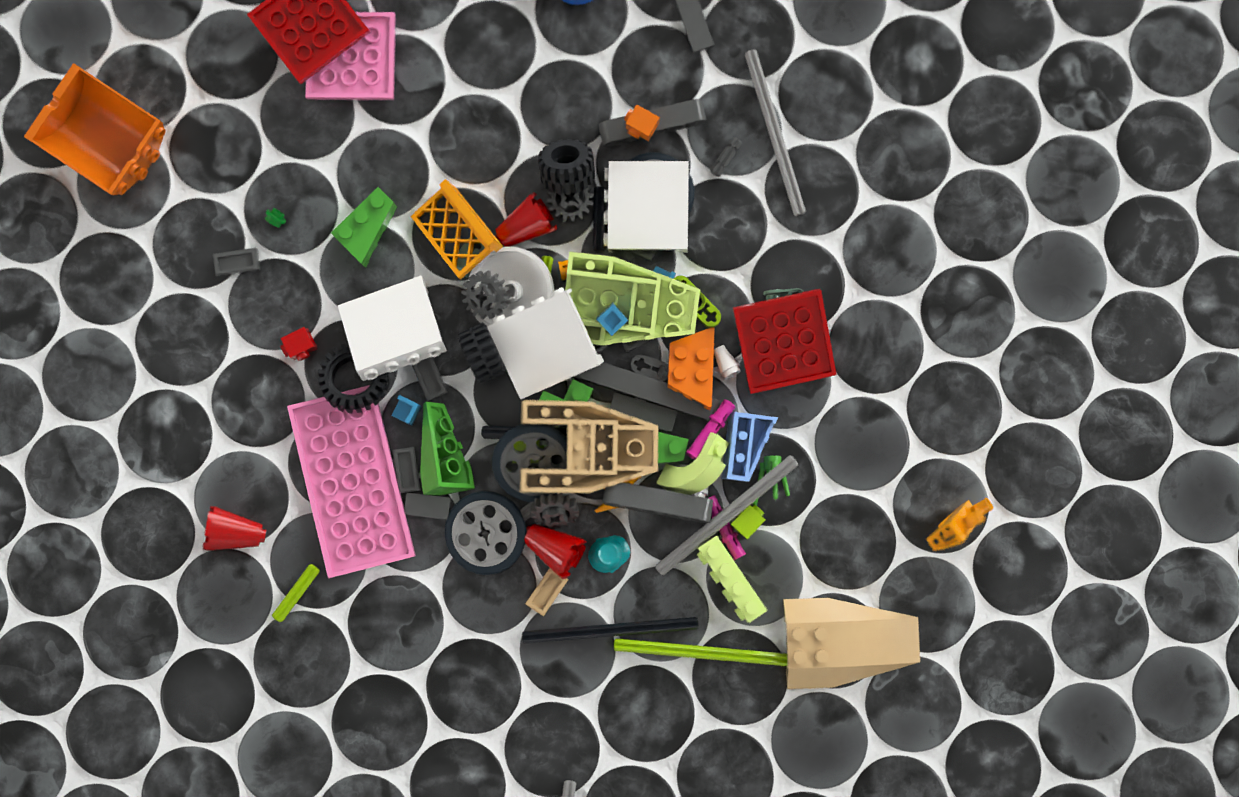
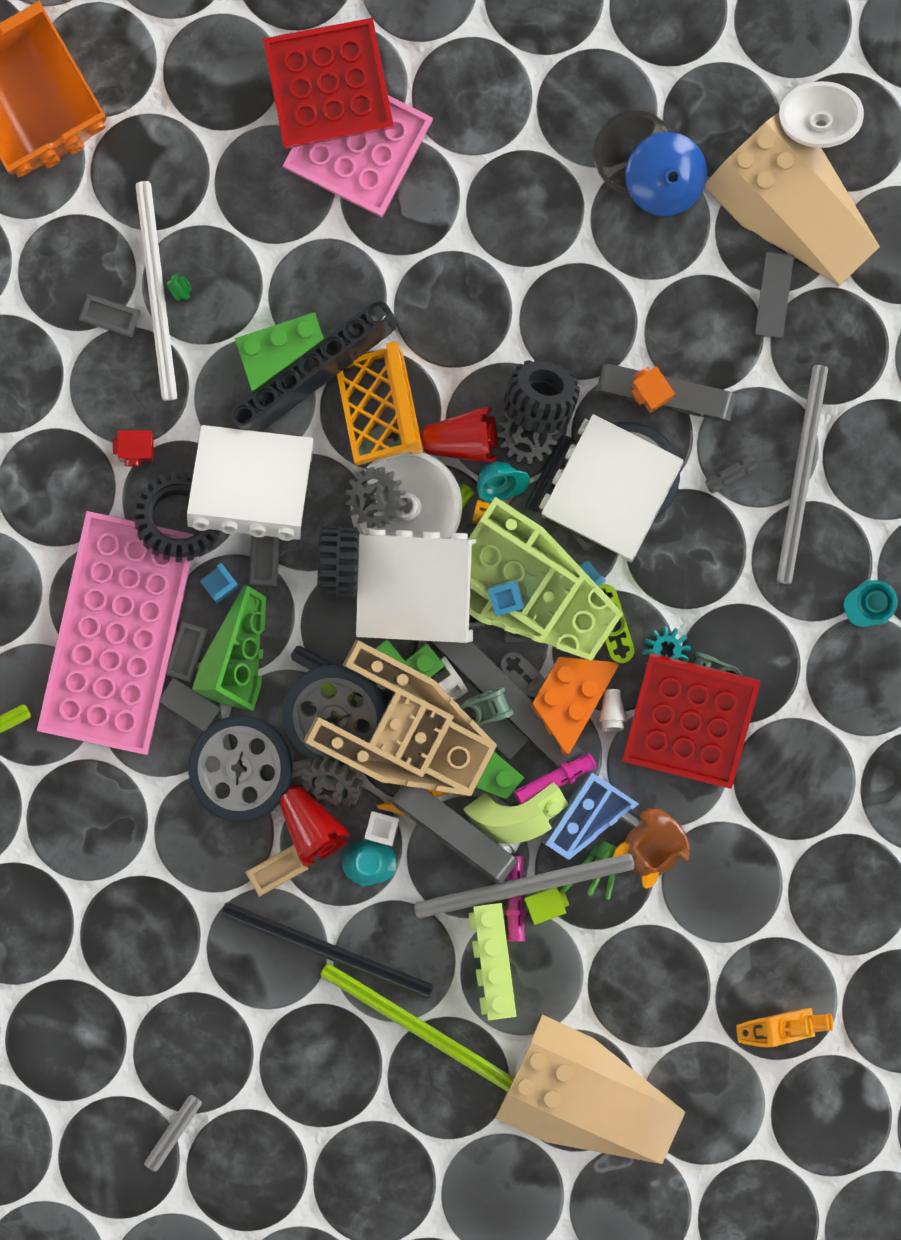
camera: 20 degrees right, 0 degrees up
(260, 228) = (156, 291): none -> white axle
(398, 216) = (321, 357): none -> black beam
(568, 239) = (501, 481): none -> teal hat
(603, 397) = (450, 681): none -> white panel
(606, 525) = (382, 828): none -> white panel
(638, 401) = (489, 706): none -> sand green piece
(739, 293) = (677, 648): none -> teal gear
(803, 441) = (655, 845): none -> dark orange hair
(868, 197) = (871, 603): none -> teal hat

